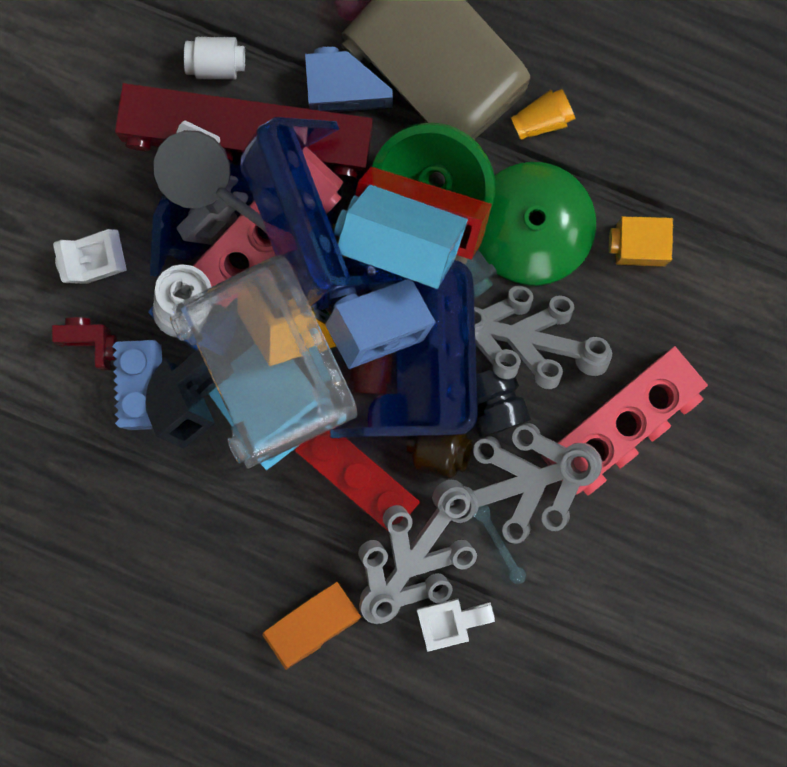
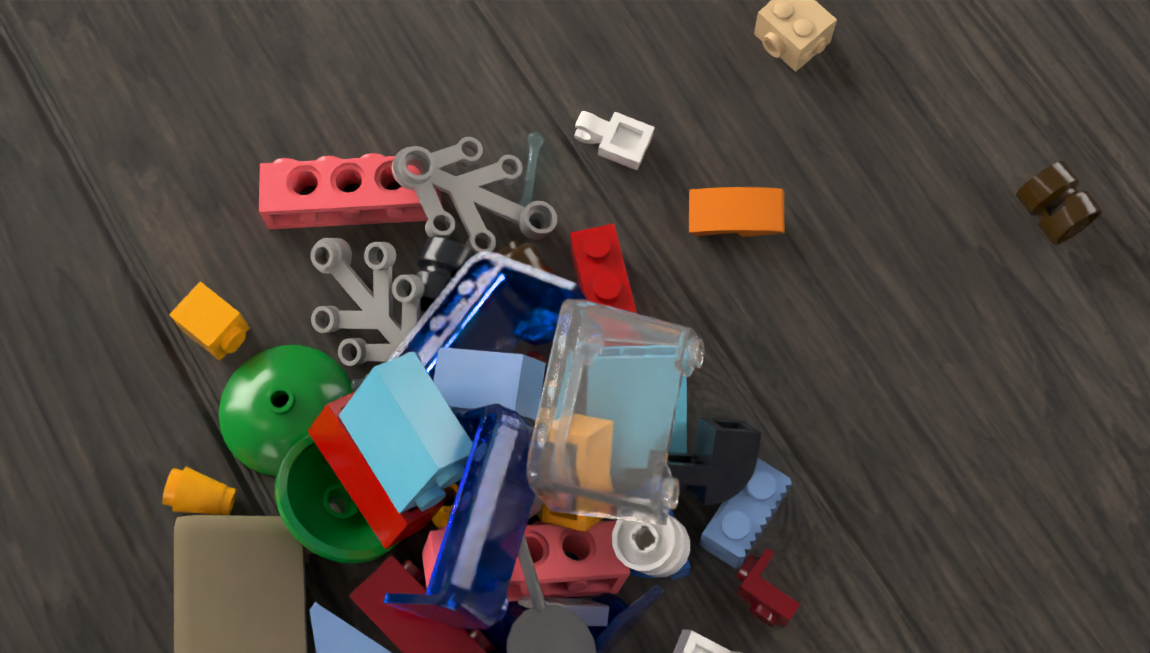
camera: 140 degrees left, 15 degrees down
(415, 558) = (648, 195): light grey plant -> none

